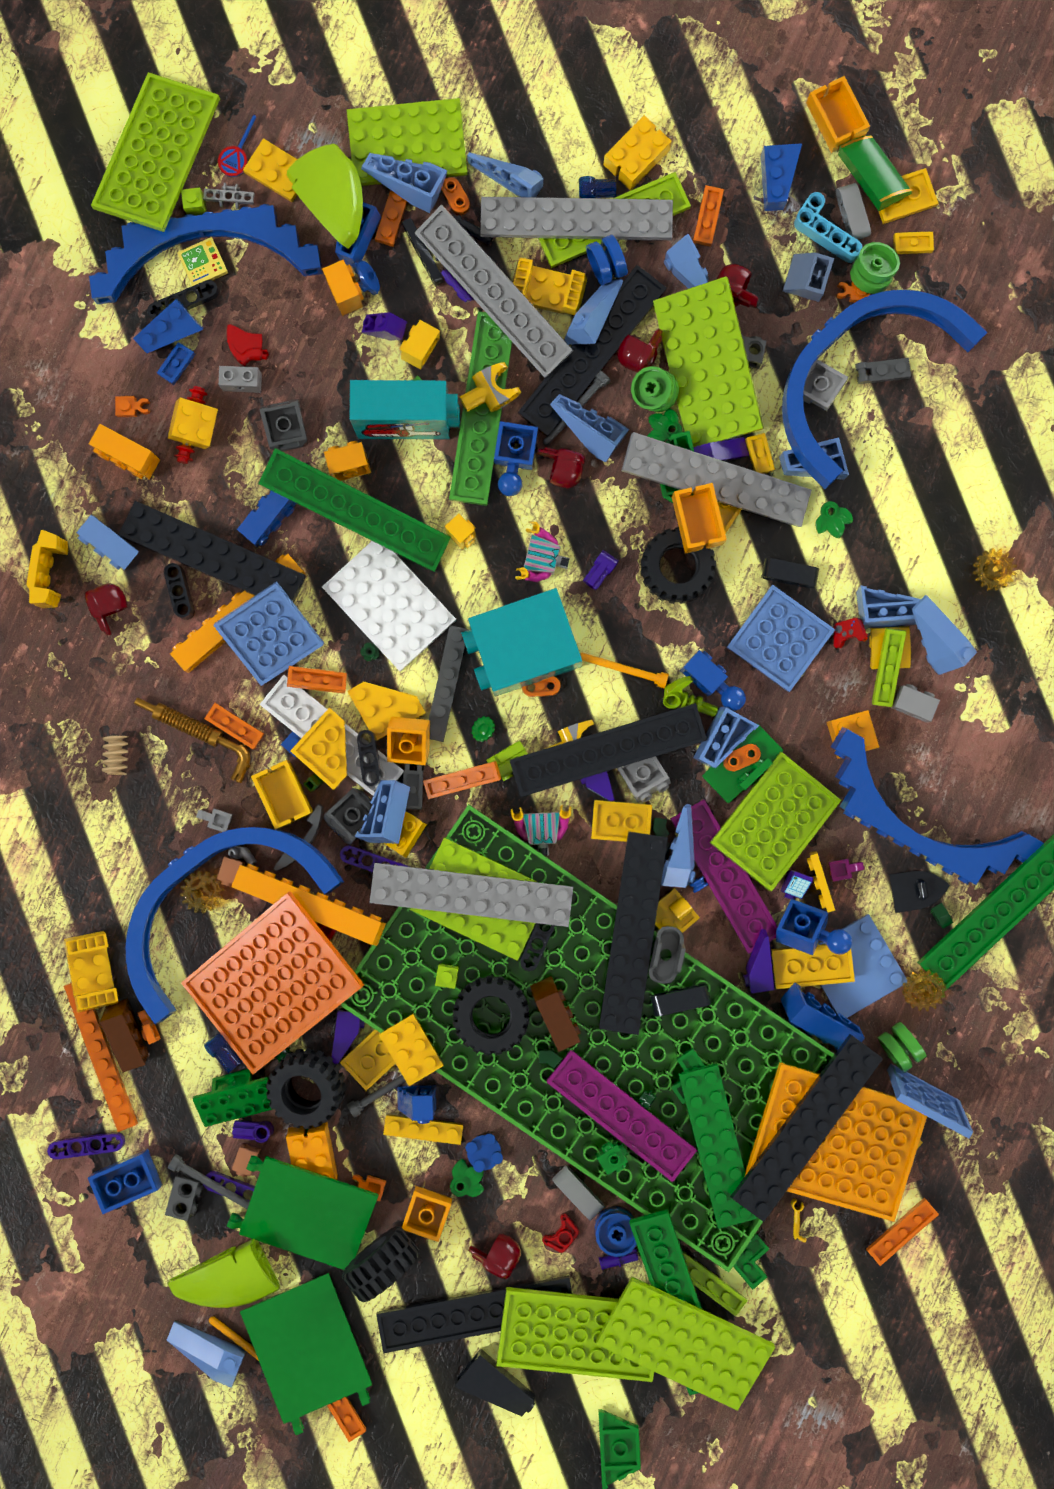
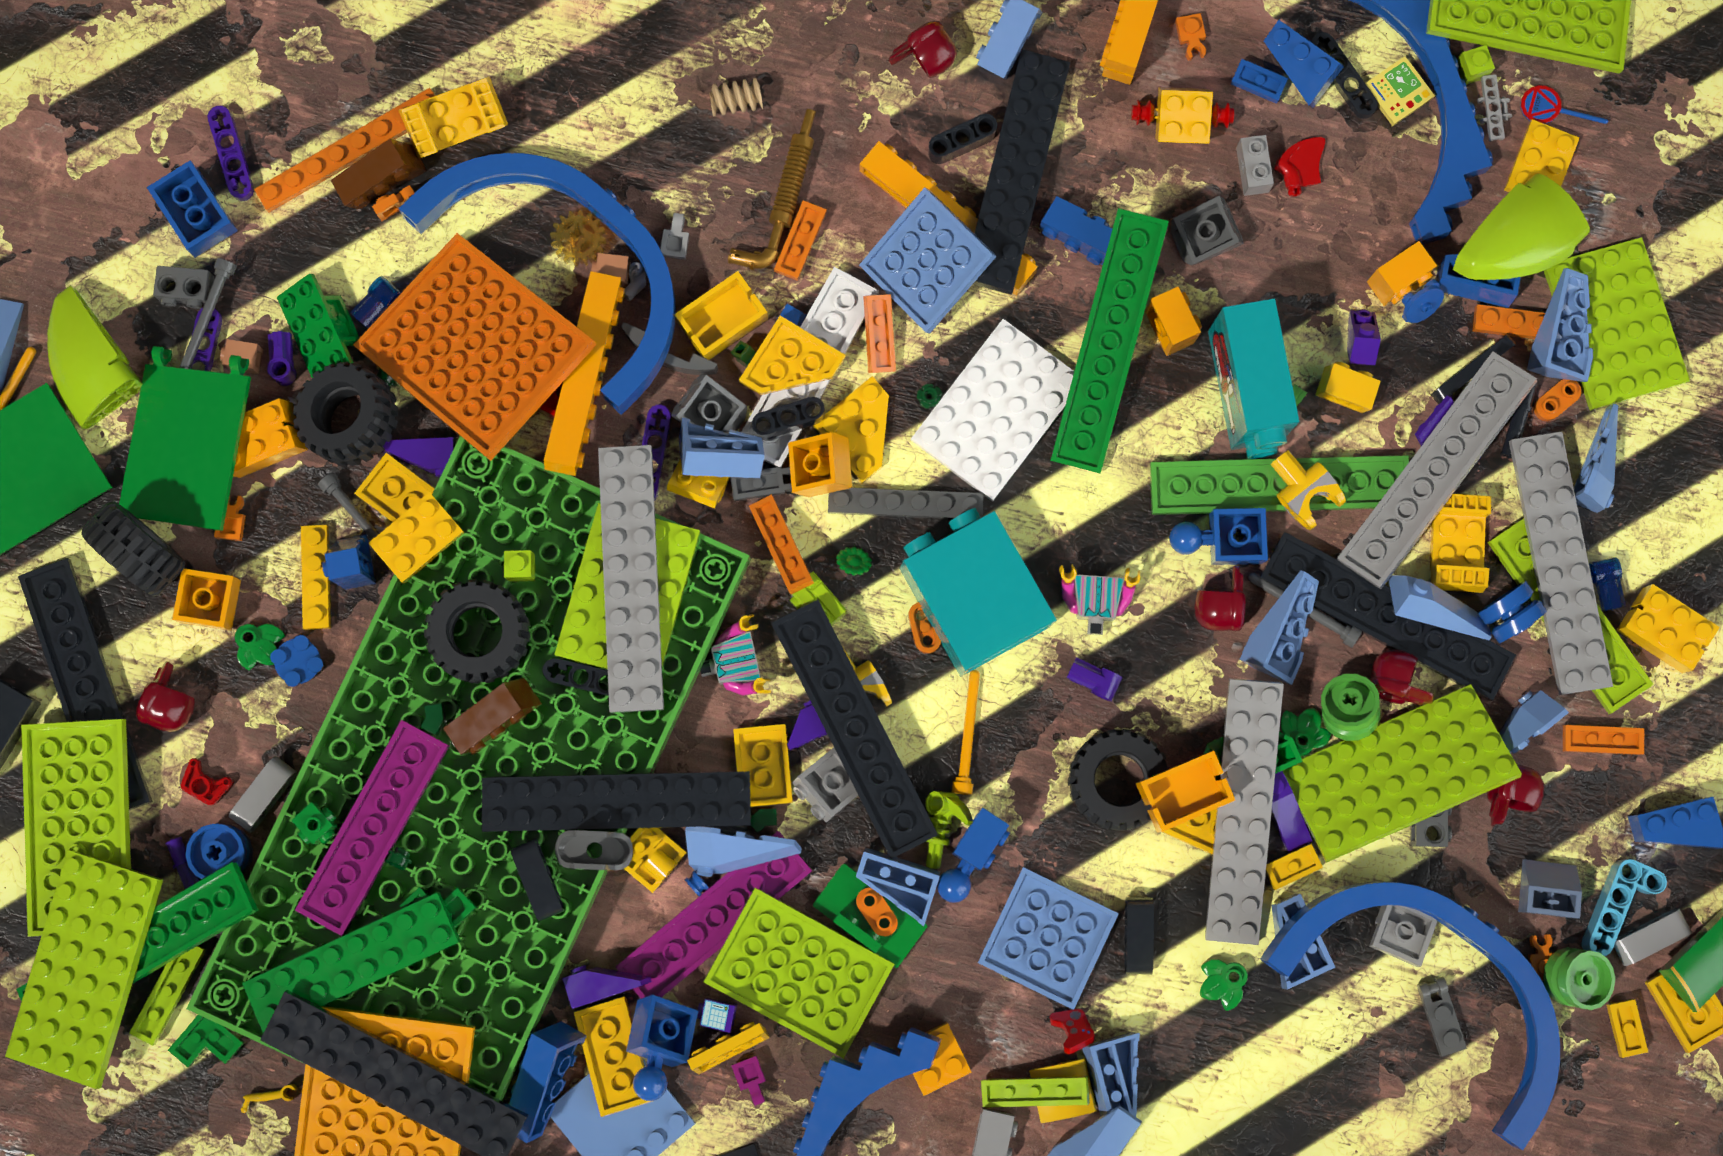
camera: 80 degrees right, 5 degrees down
(461, 531) = (1109, 485): yellow brick -> none

